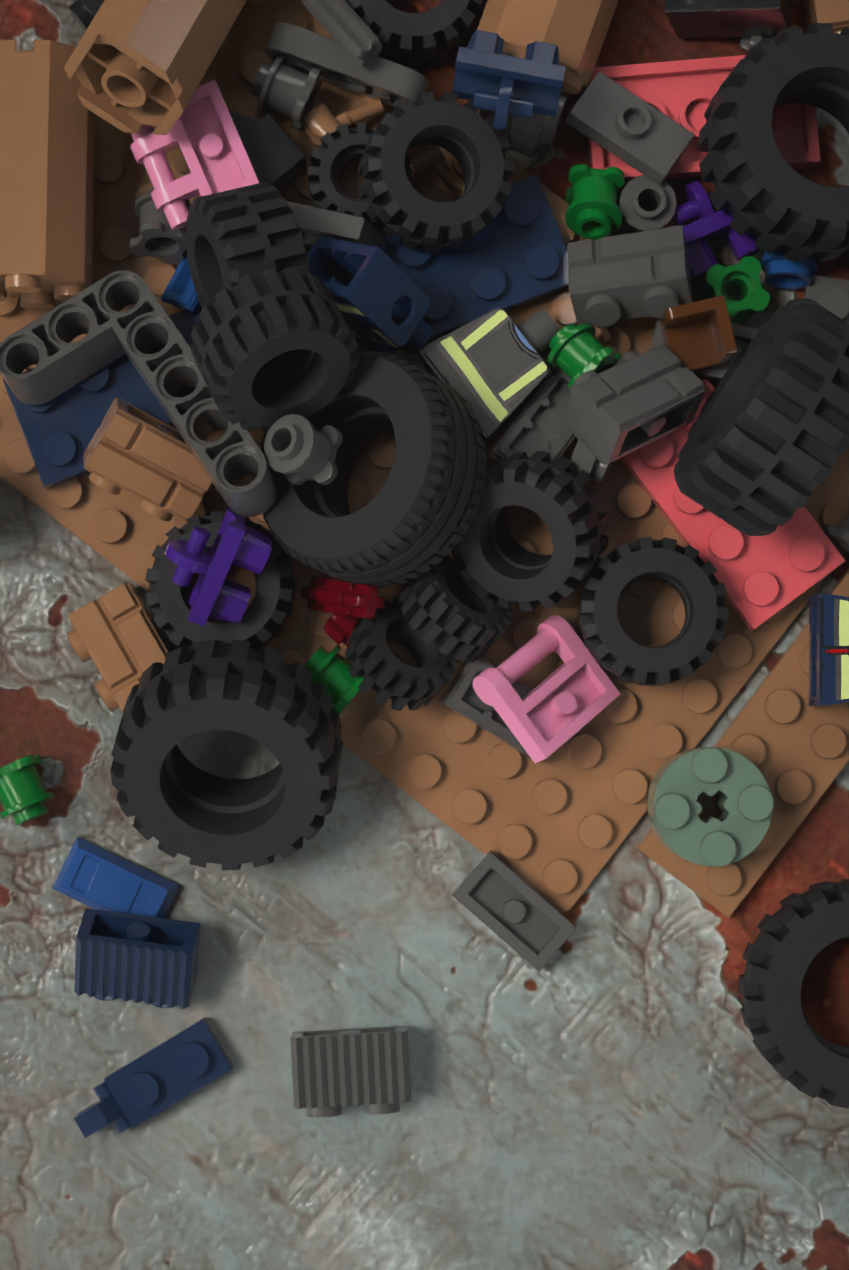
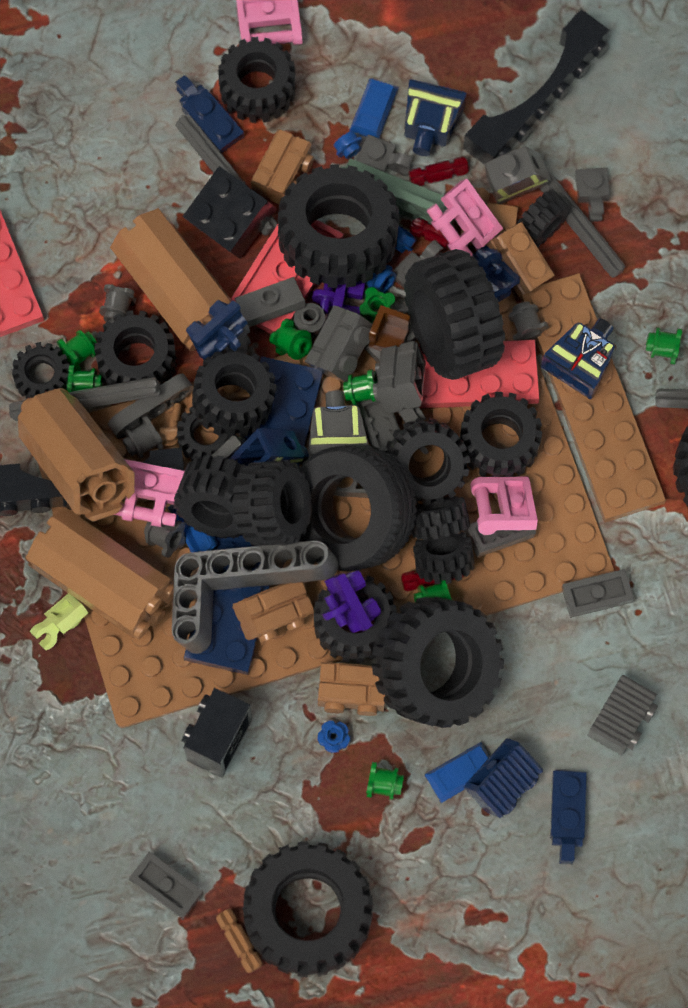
camera: 60 degrees left, 15 degrees down
(57, 672) = (333, 745): none -> blue plate
(301, 451) = (324, 524): dark grey brick -> none
(342, 597) = (399, 565): dark red axle -> none
(743, 803) = (617, 453): sand green brick -> none

